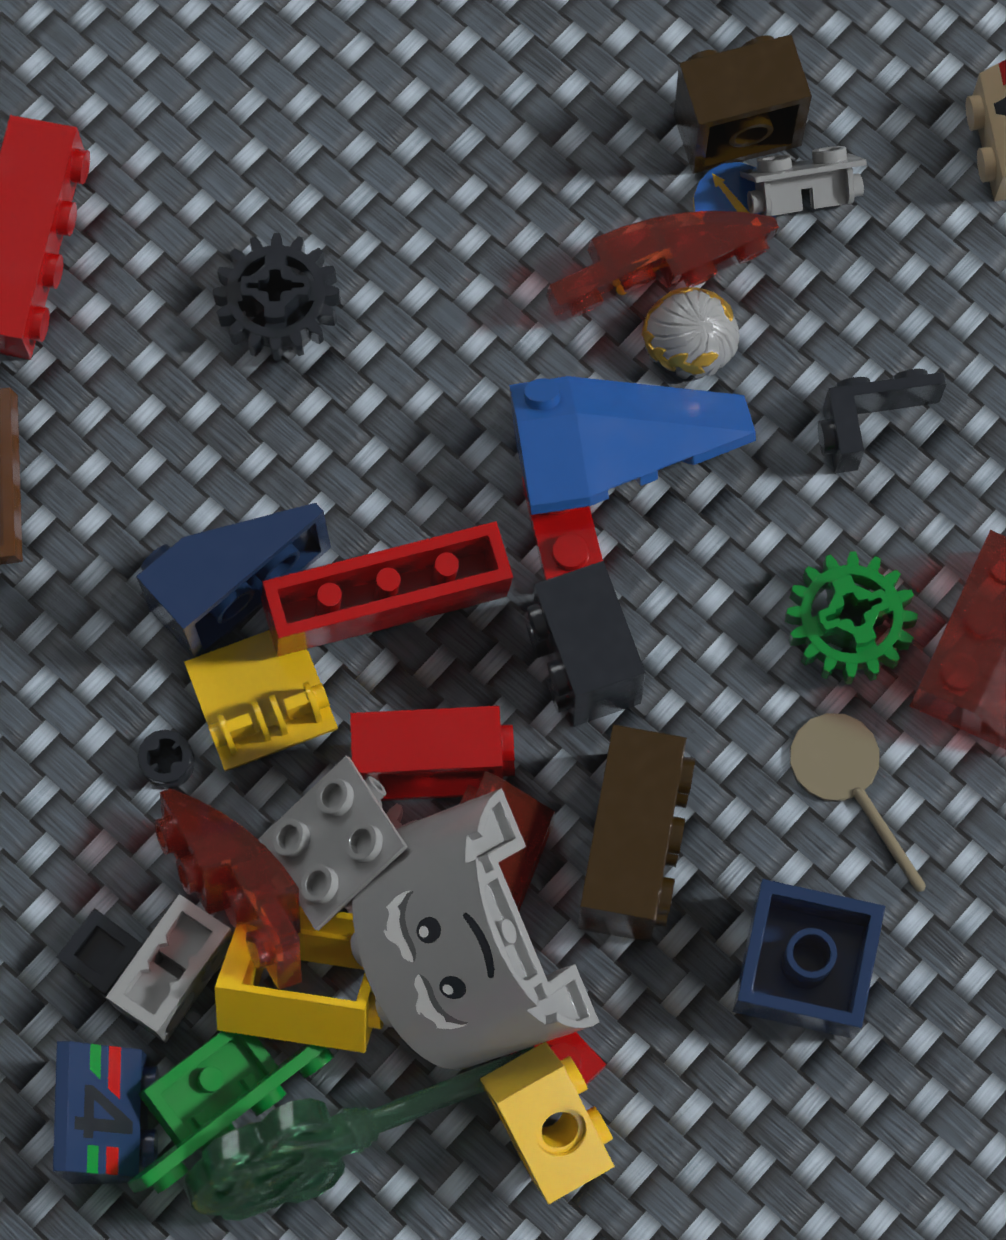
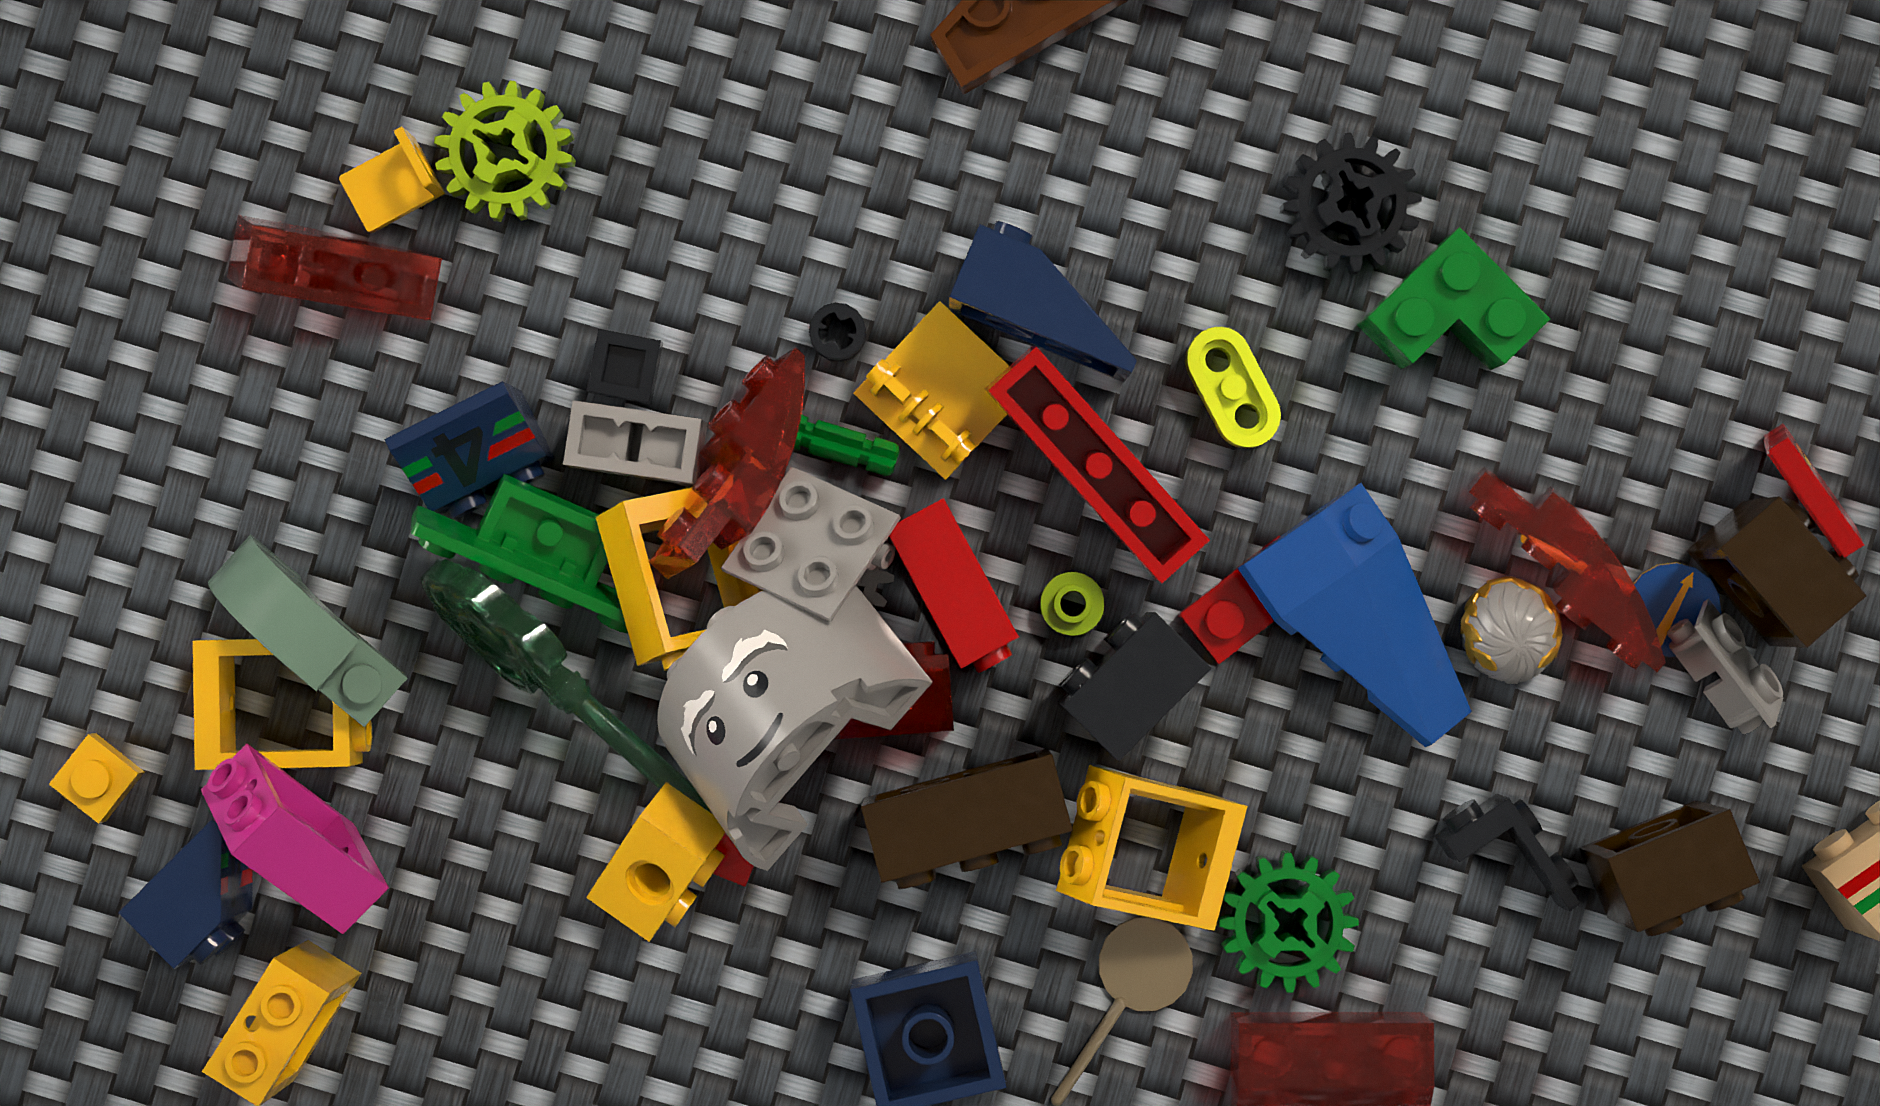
camera: 65 degrees right, 15 degrees up
(270, 793) = (847, 446): none -> green axle
(380, 454) = (1236, 386): none -> neon yellow plate
(394, 244) = (1456, 291): none -> green brick
(495, 689) = (1057, 618): none -> lime plate
(666, 49) = (1812, 491): none -> red tile
(738, 645) = (1191, 890): none -> yellow window
(945, 289) = (1670, 867): none -> dark brown brick

